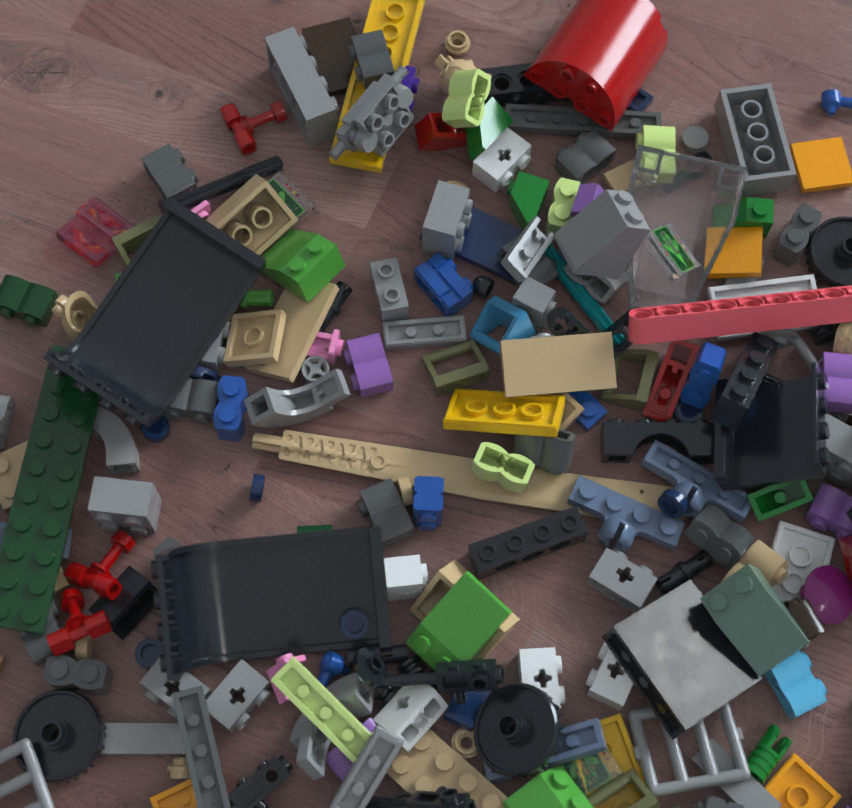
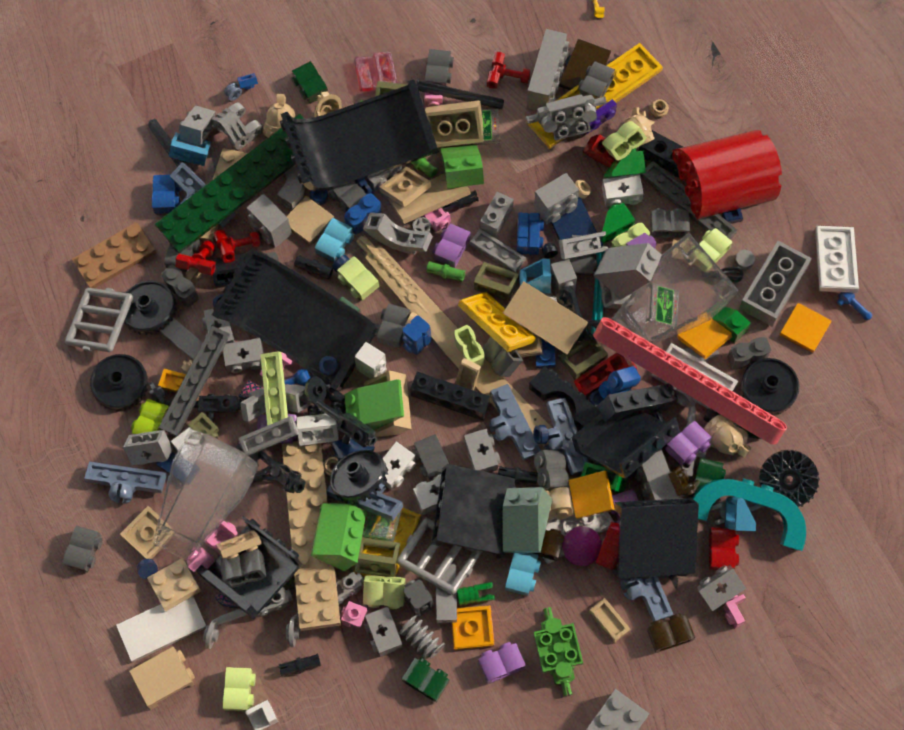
camera: 45 degrees right, 0 degrees up
(24, 372) = (274, 115): none -> tan helmet
(170, 465) = (308, 220): none -> tan tile
(207, 523) = (324, 271): none -> black pin
(224, 467) = (334, 239): none -> medium azure brick
(281, 733) = (249, 387): none -> dark blue tile
(293, 490) = (357, 278): none -> yellowish green brick
(388, 401) = (445, 271): none -> bright green pin
(529, 501) = (467, 374): none -> tan tile
(572, 633) = (431, 456): none -> dark grey brick
(787, 68) = (836, 259): none -> white tile
(790, 527) = (591, 495): none -> light orange tile

